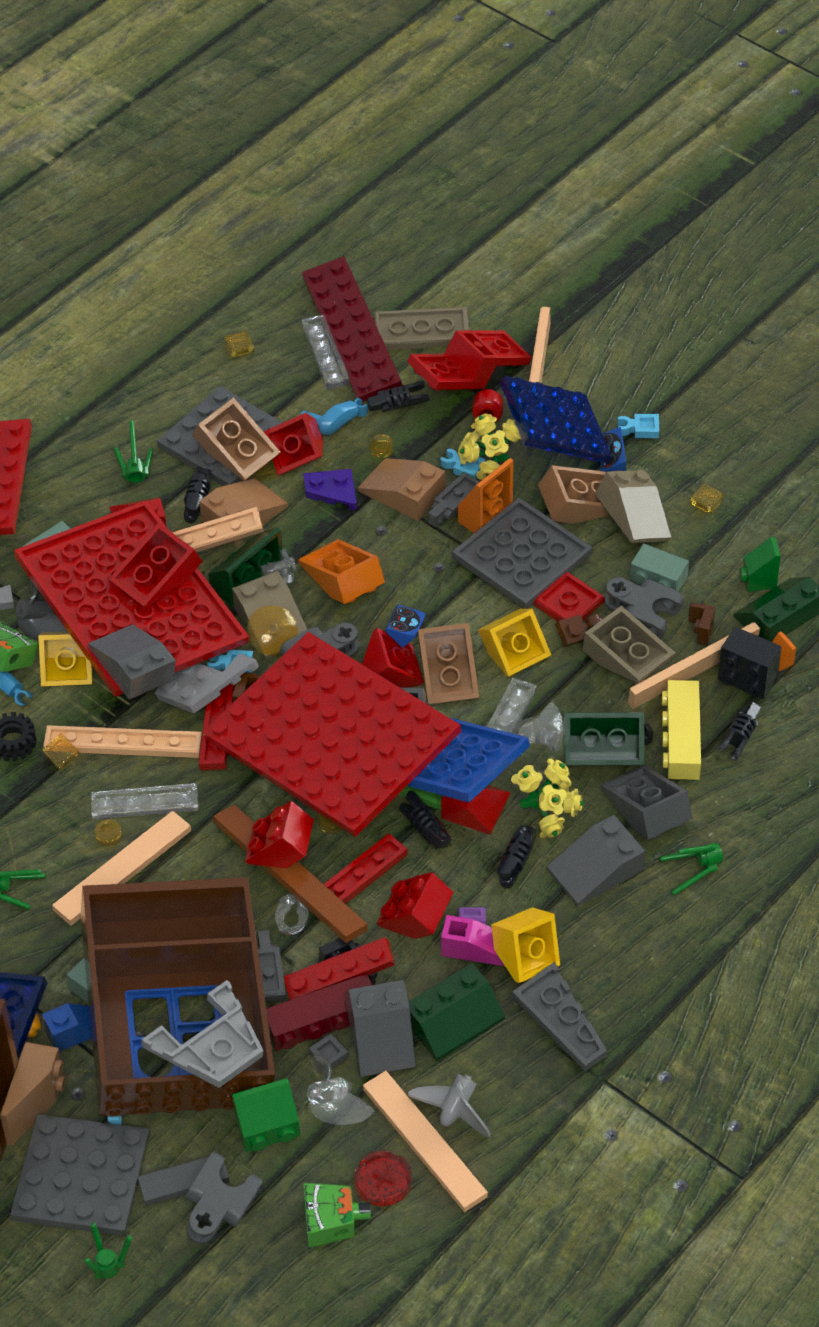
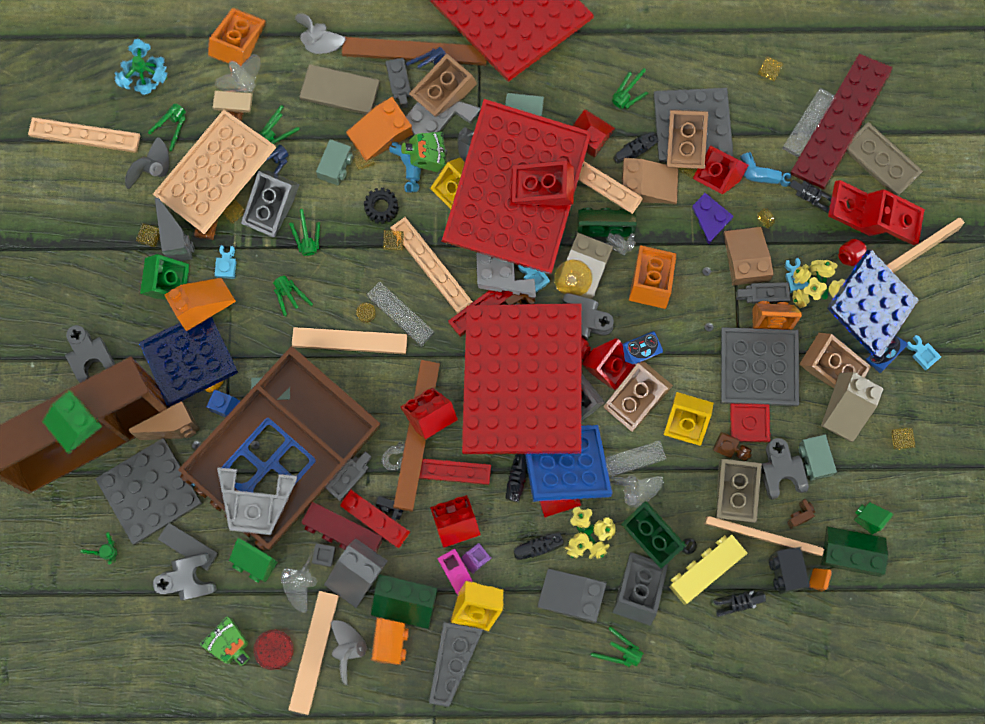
camera: 50 degrees right, 25 degrees up
(134, 660) = (468, 229): dark grey slope -> none
(483, 1051) = (389, 642): none -> orange slope

